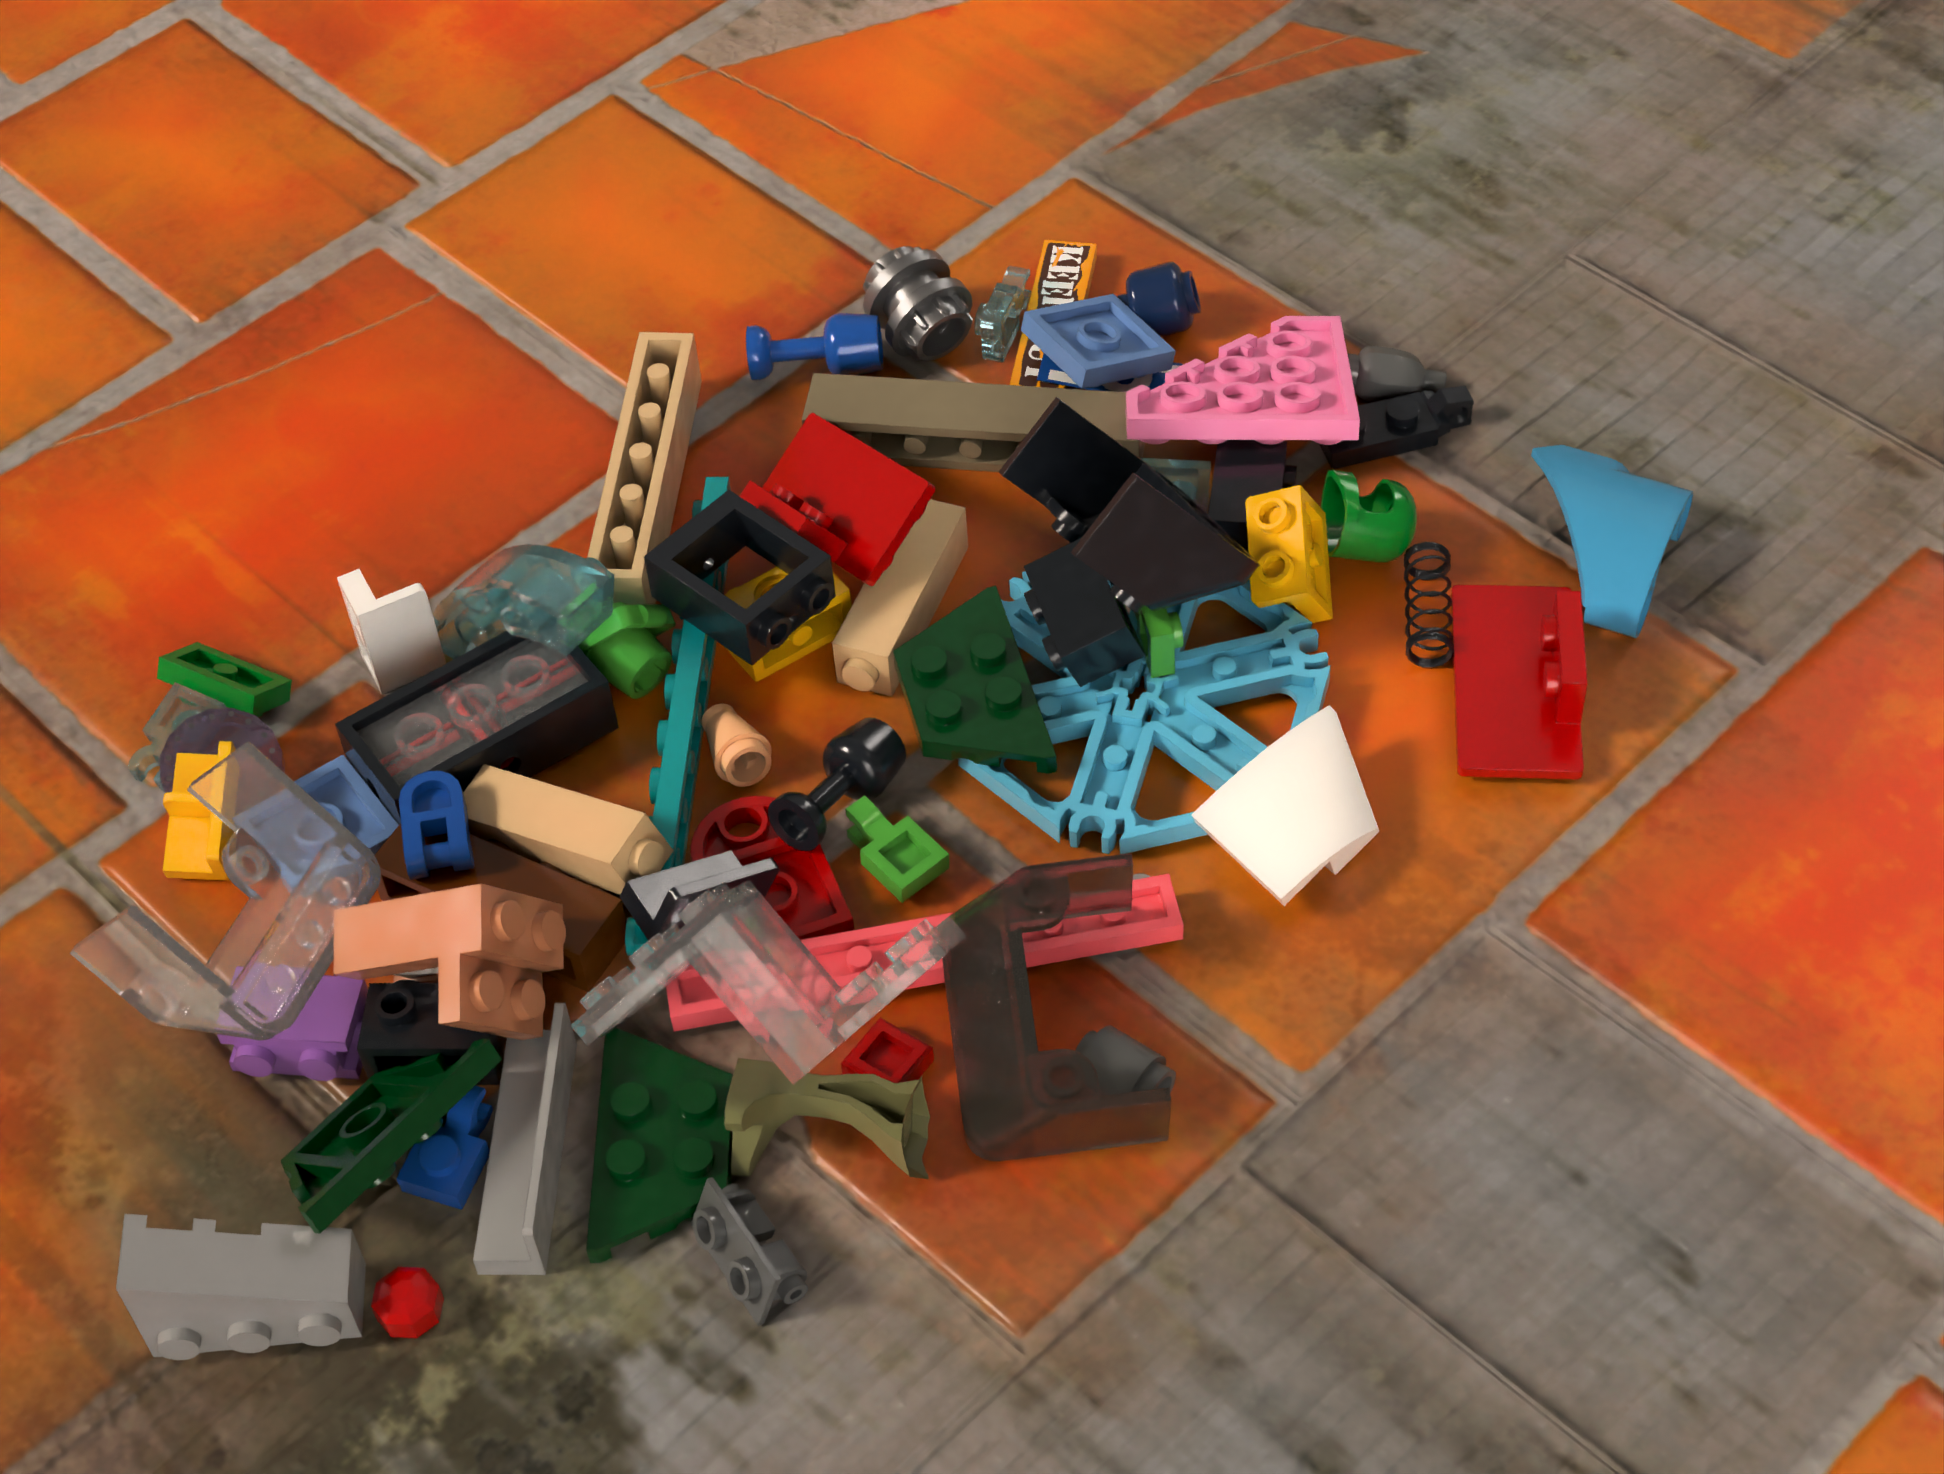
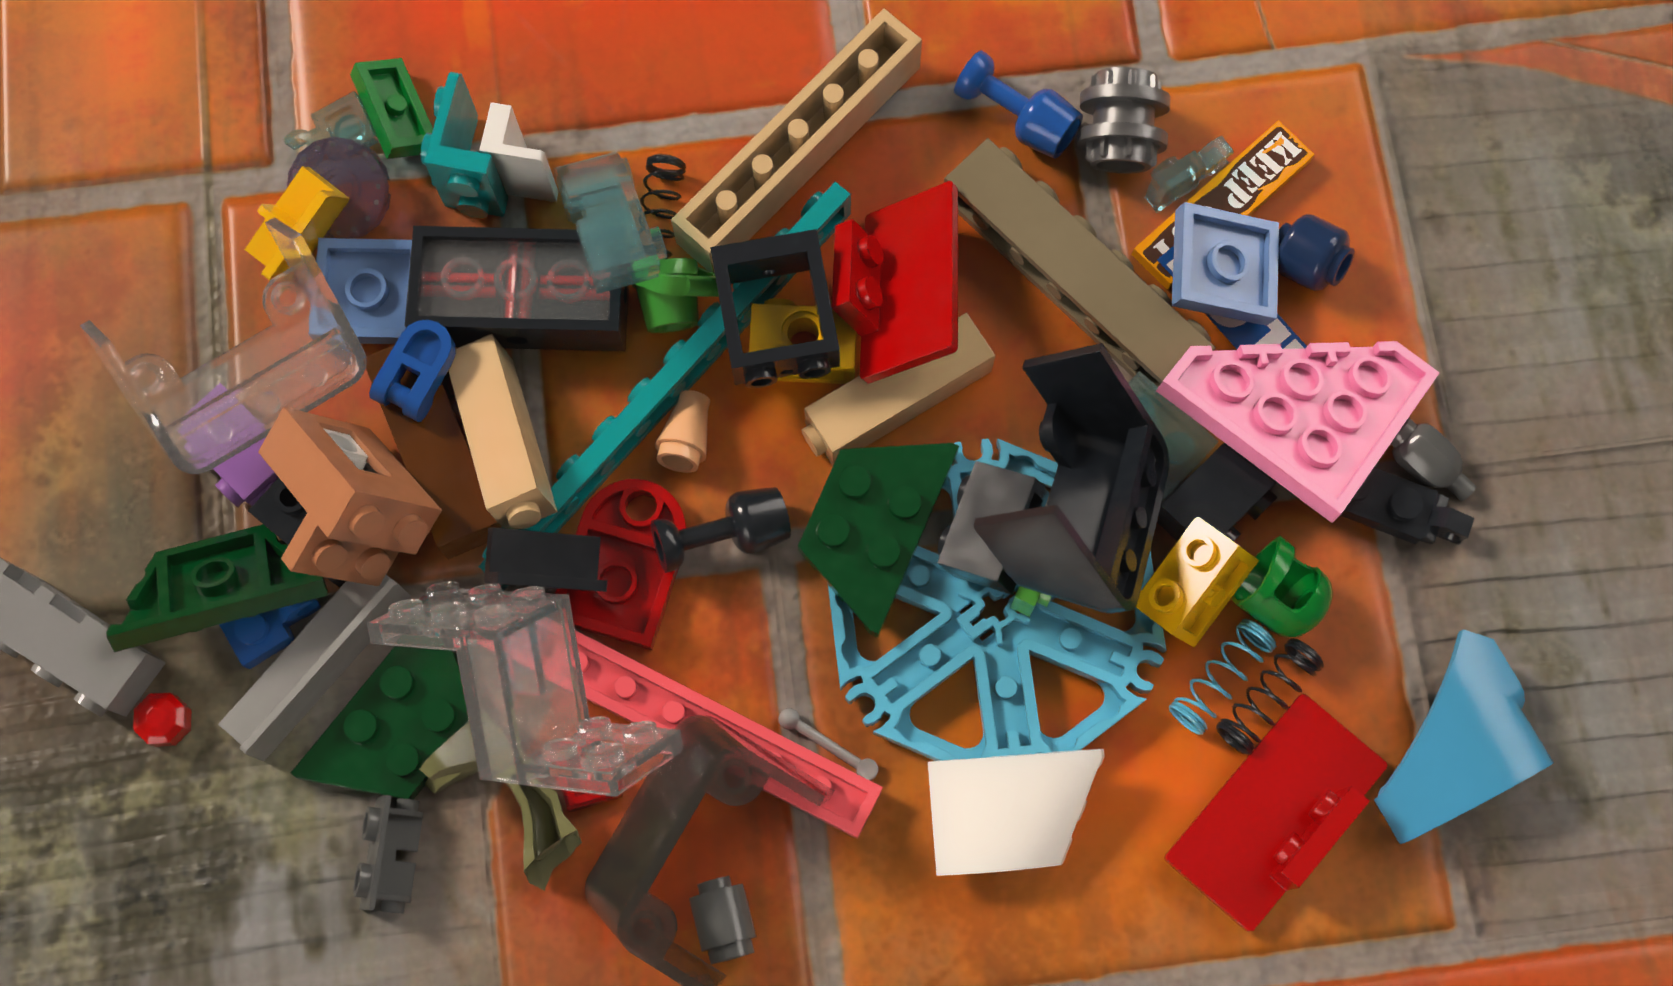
camera: 35 degrees right, 25 degrees up
(344, 663) = (461, 176): none -> teal bracket
(896, 855) = (721, 619): bright green plate -> none
(1360, 651) = (1258, 637): none -> medium azure piece

